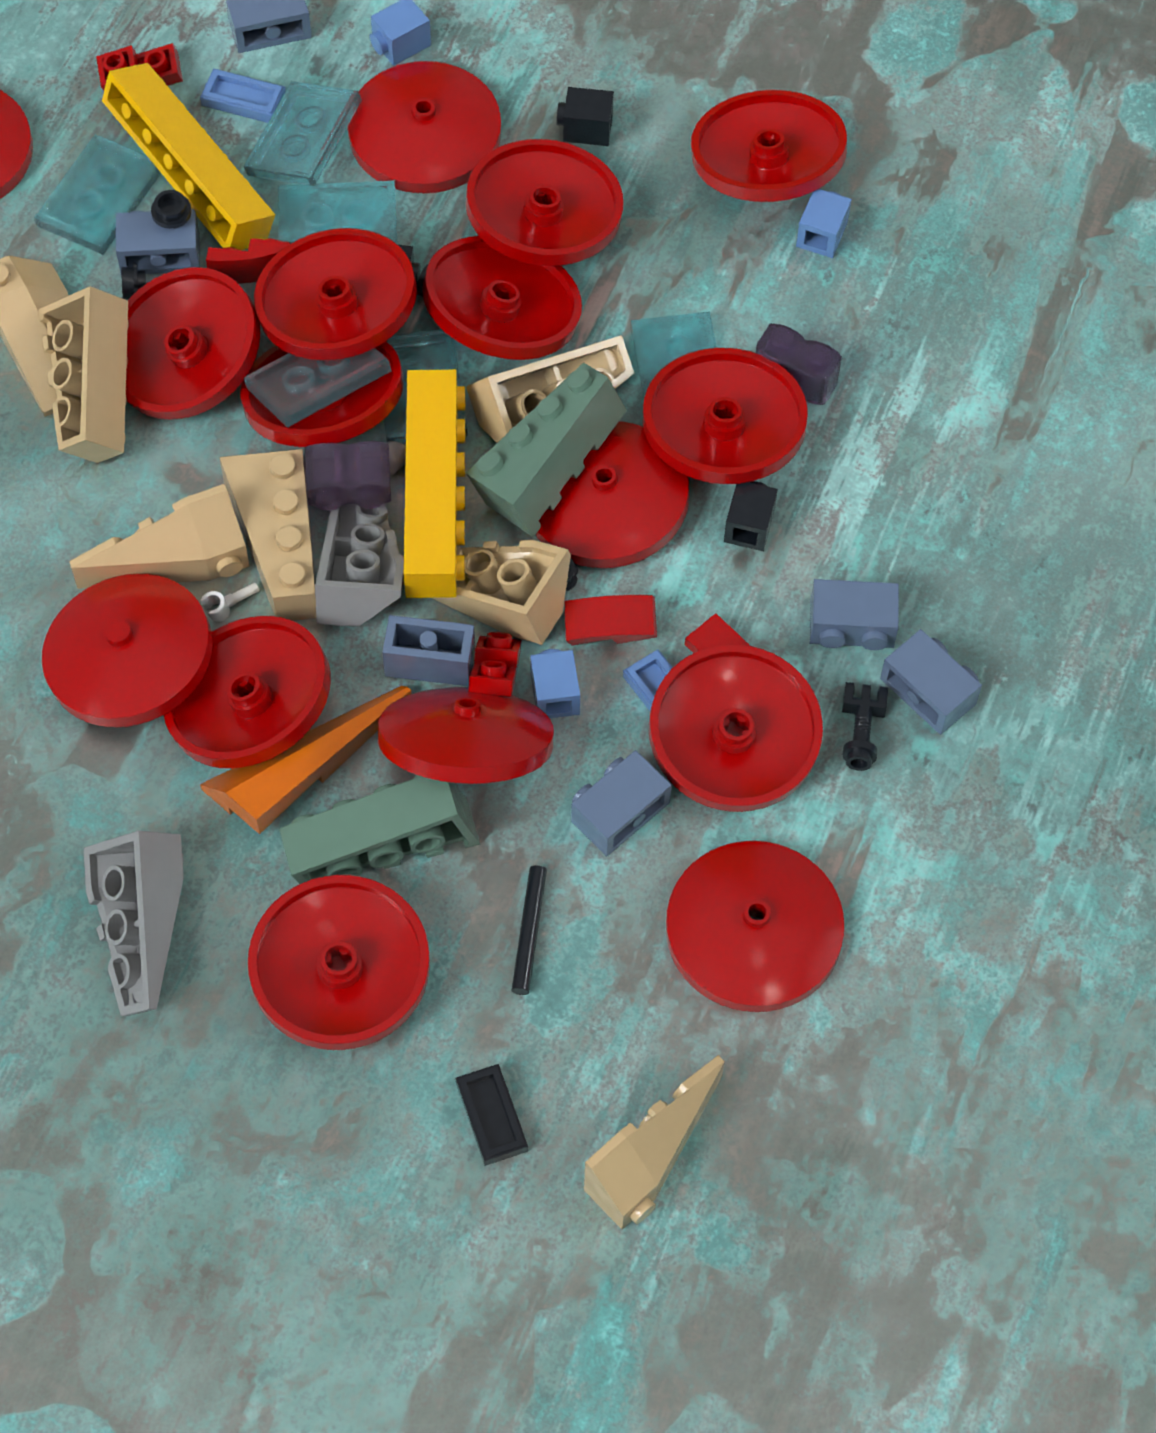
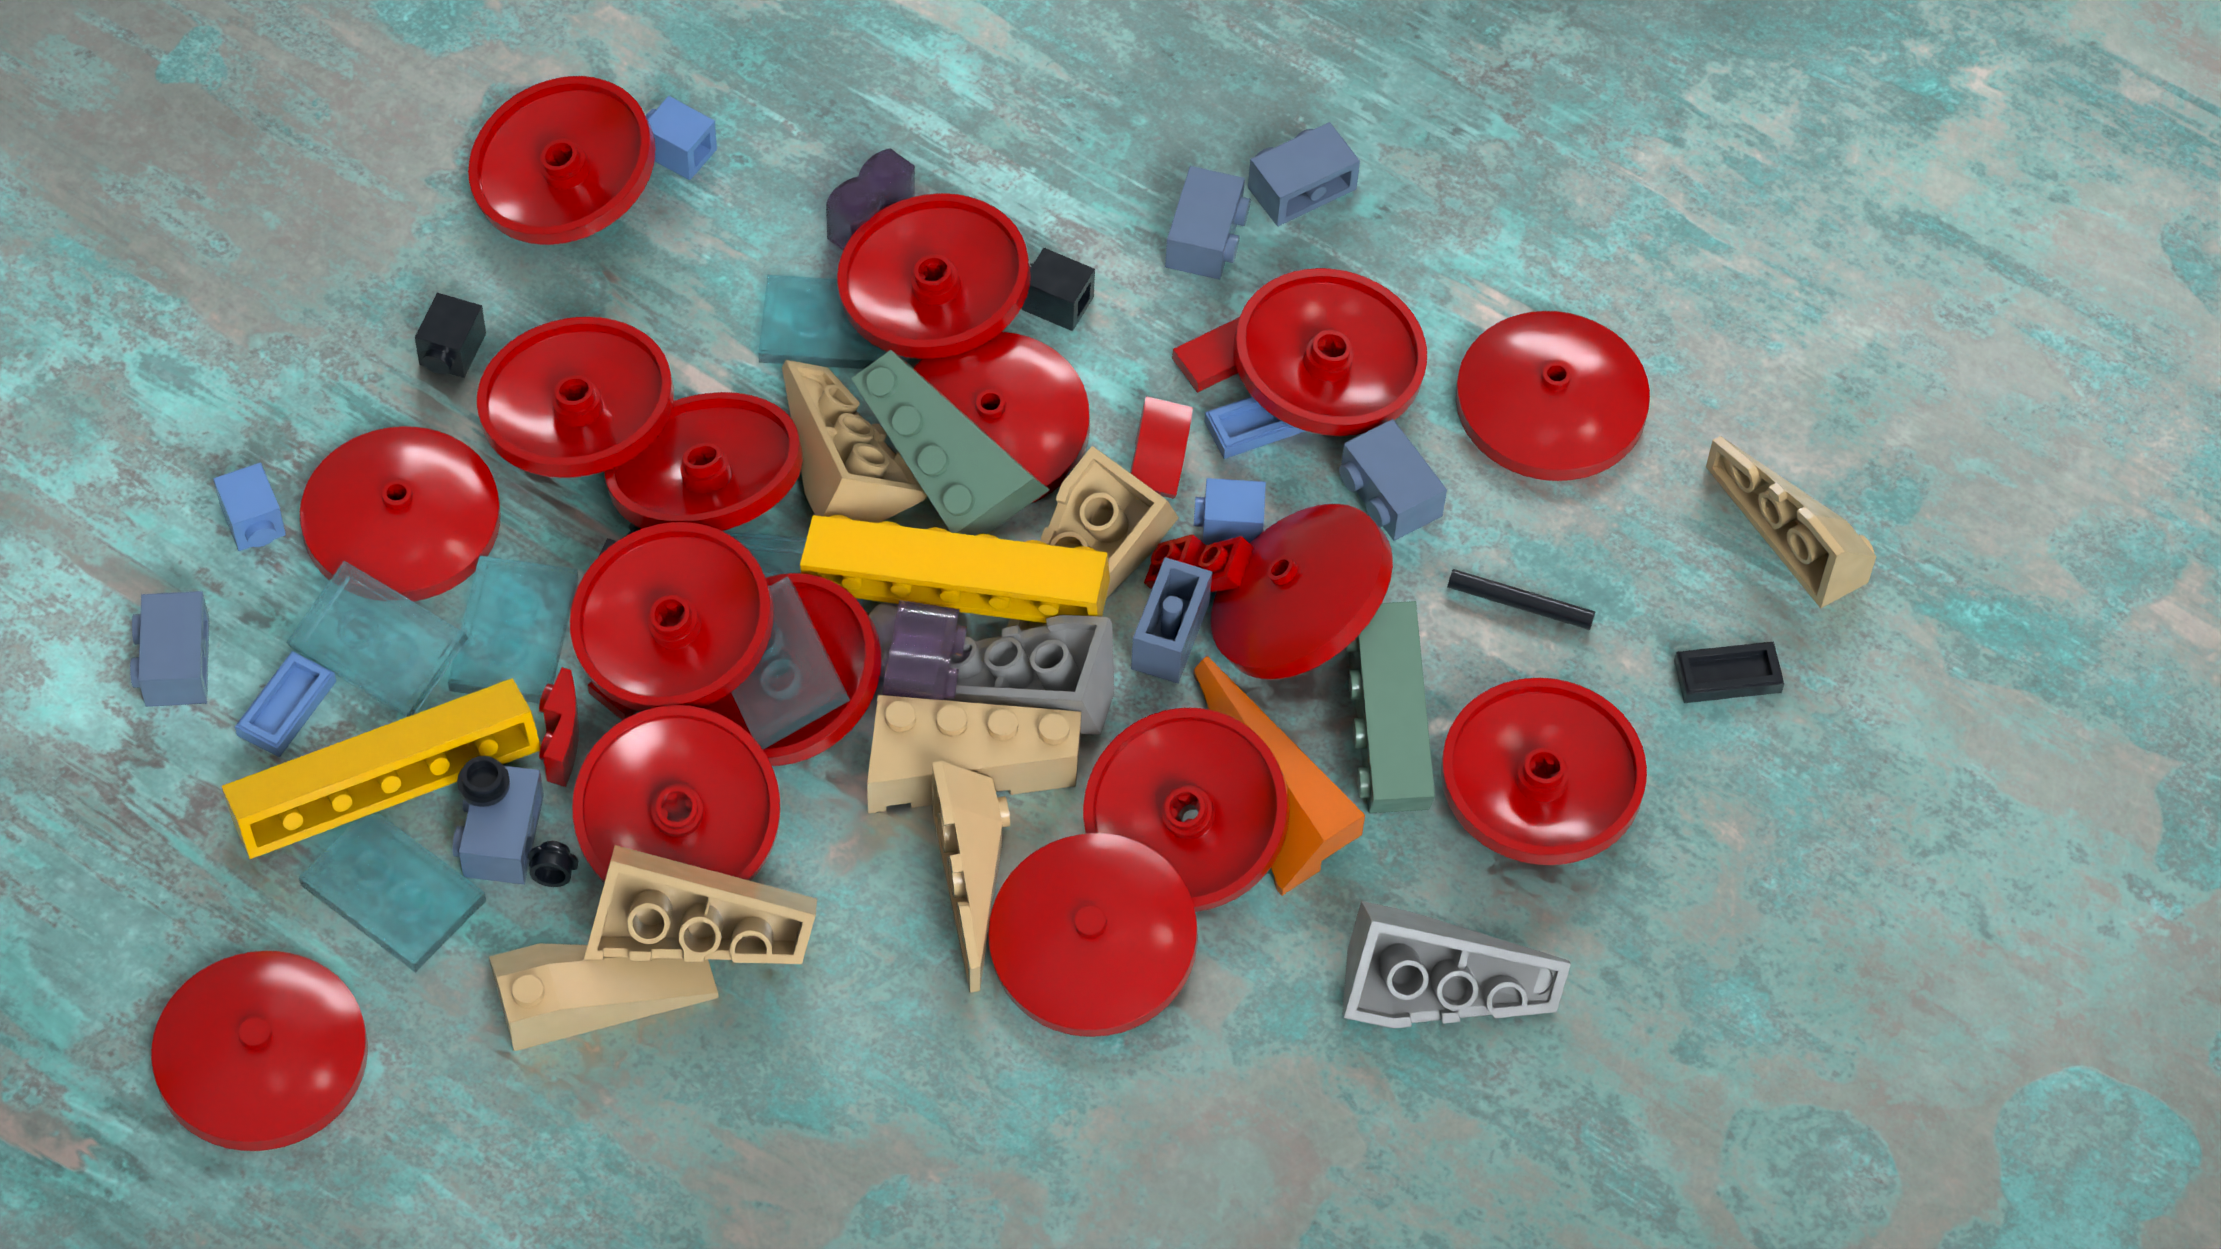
camera: 80 degrees left, 5 degrees down
(162, 59) = (202, 813): red slope -> none
(222, 612) = (1039, 824): white hand -> none
(860, 752) = (1310, 239): black hinge -> none

